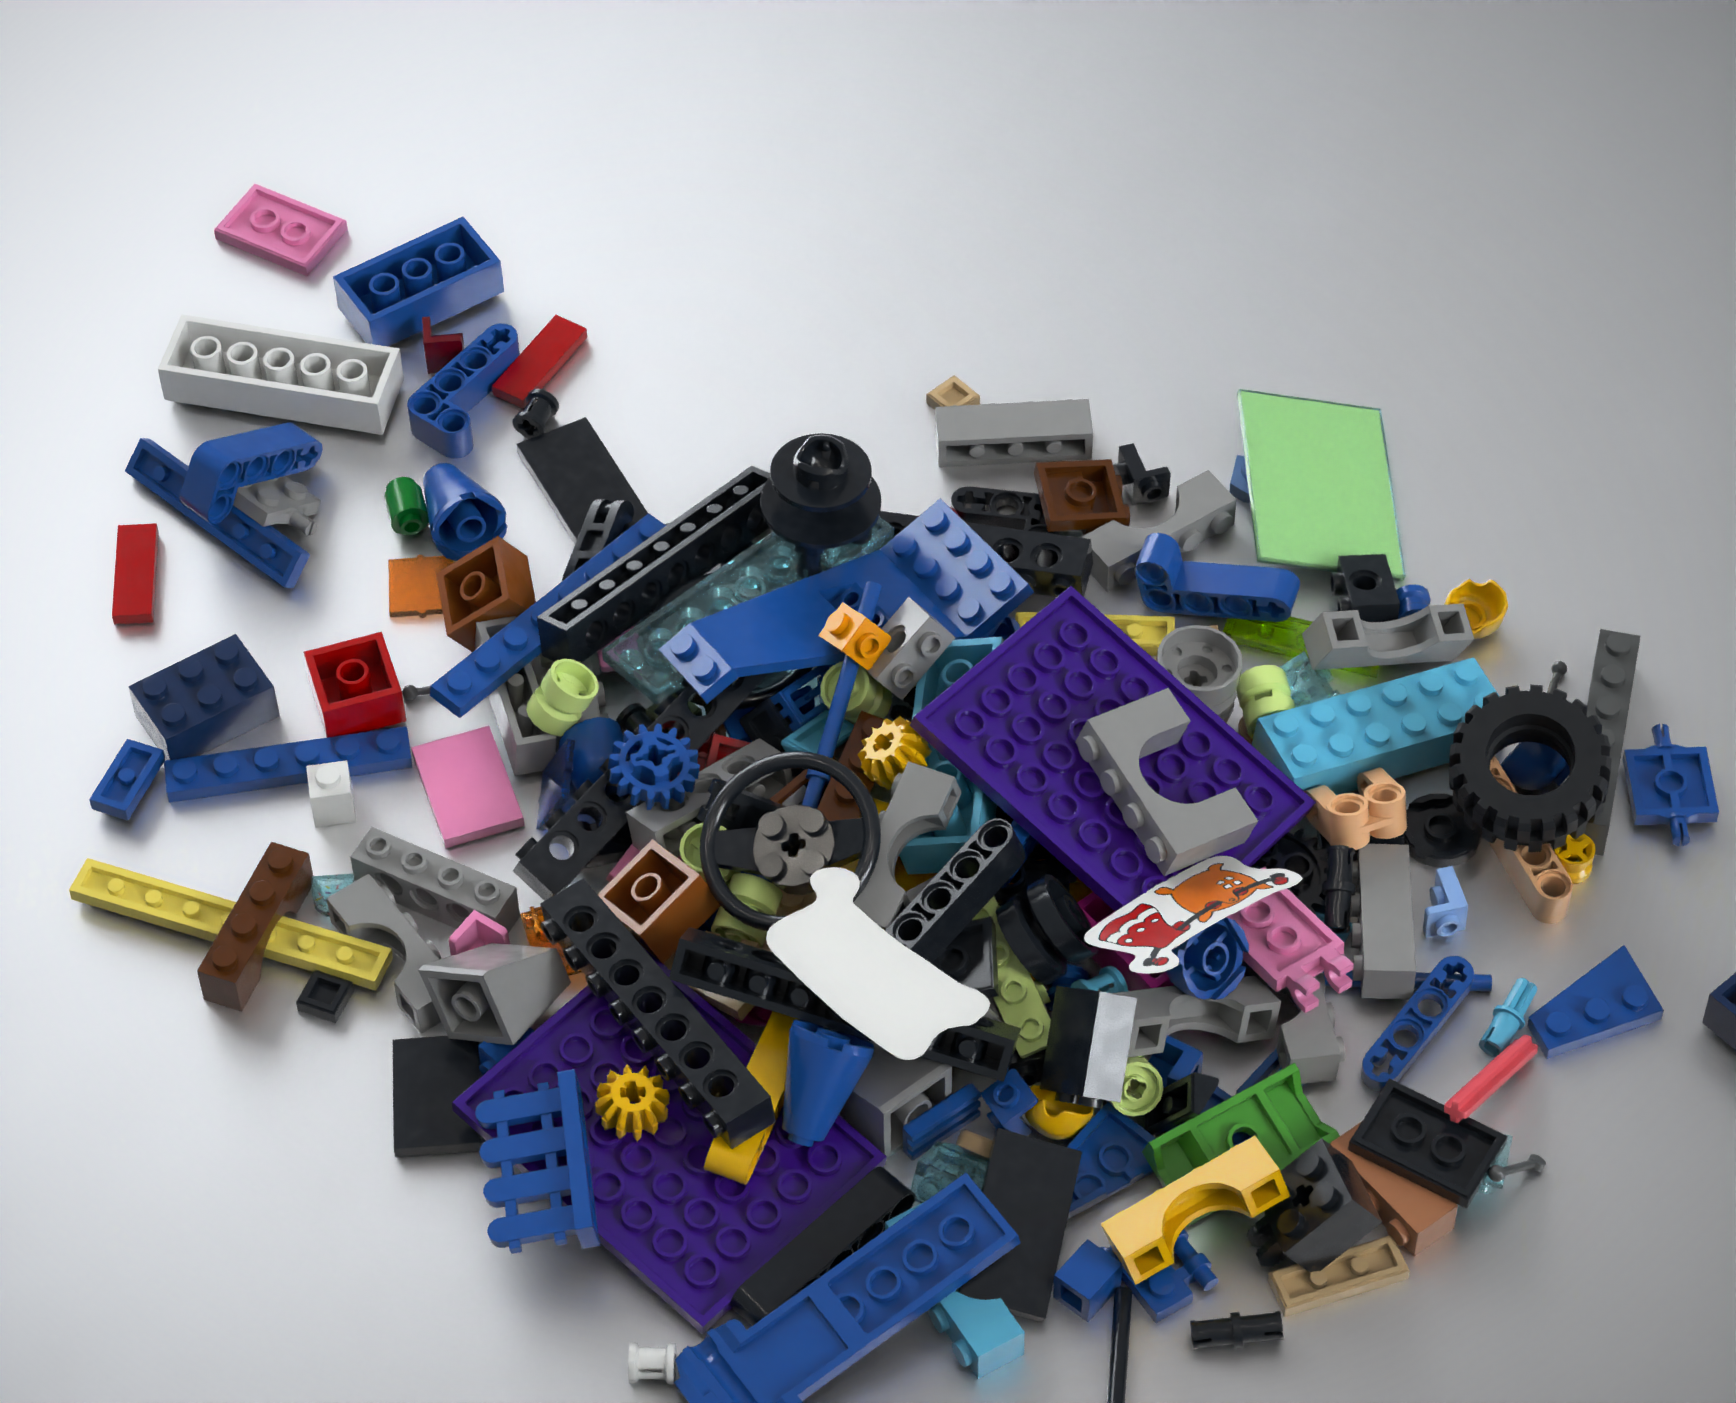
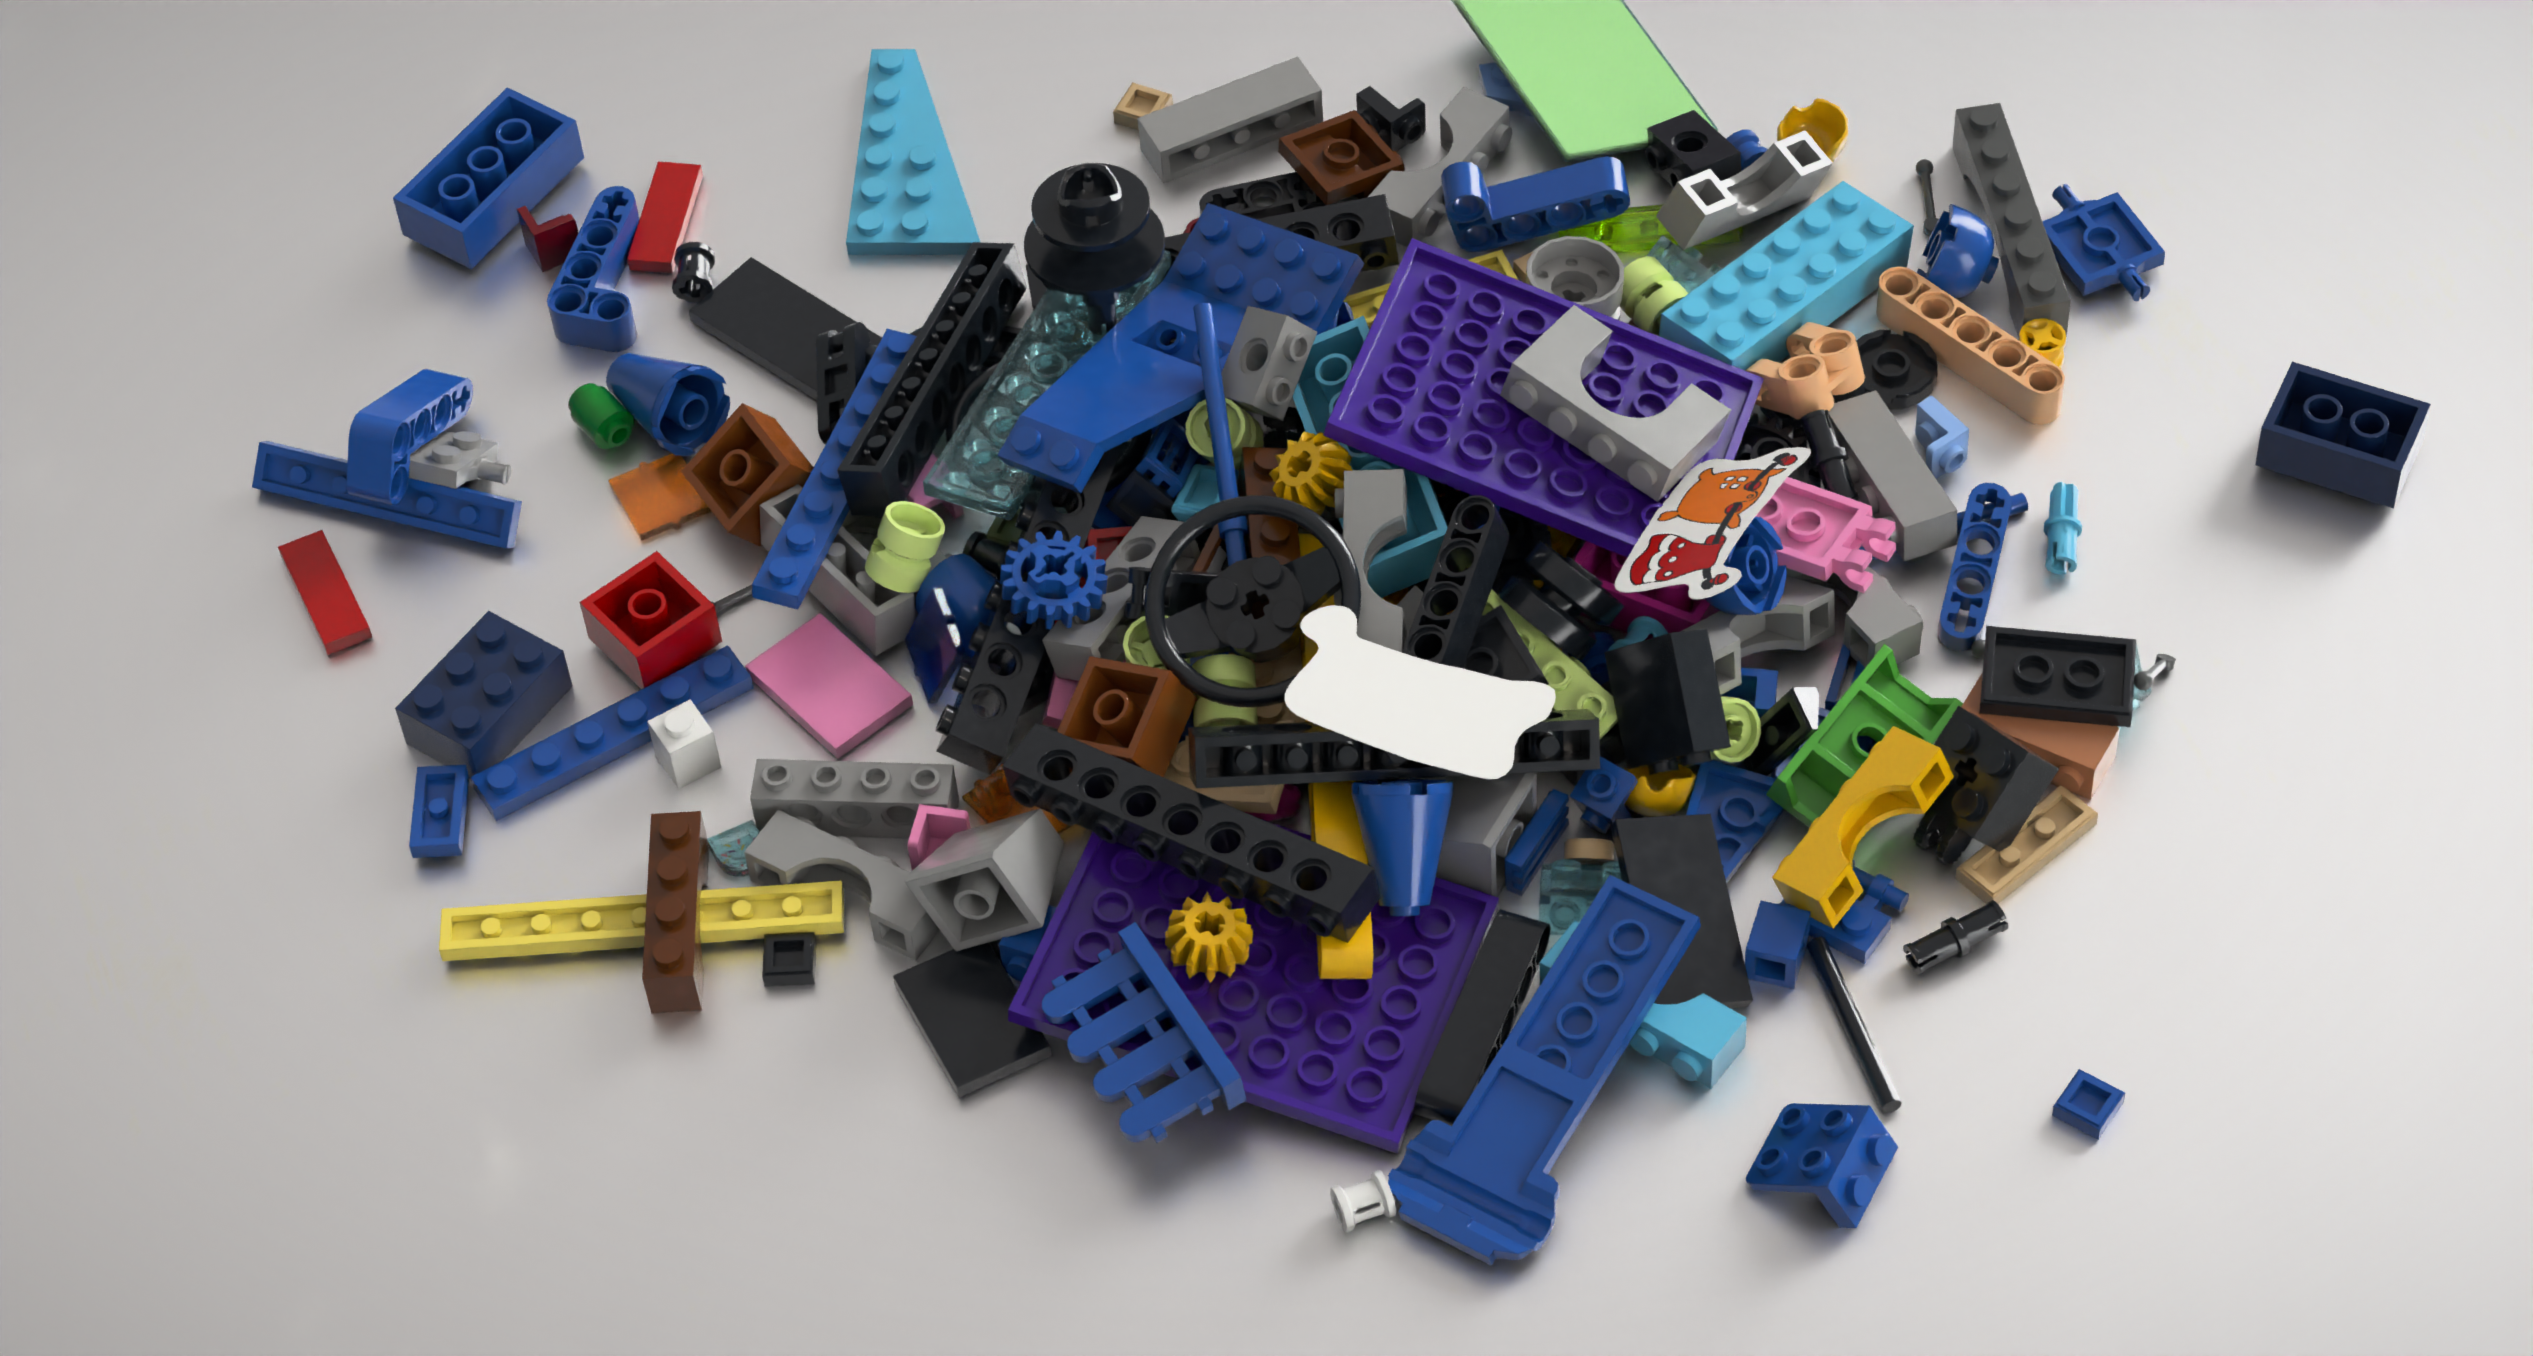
camera: 20 degrees left, 0 degrees up
(280, 229) = (290, 174): bright pink tile -> none
(281, 374) = (382, 323): white brick -> none
(740, 392) = (904, 175): none -> medium azure wing
(855, 636) = (1208, 365): light orange bracket -> none
(1490, 1078) = (2085, 591): coral axle -> none
(1538, 719) = (1981, 212): black tyre -> none
(1596, 1007) = (2142, 487): blue wing -> none

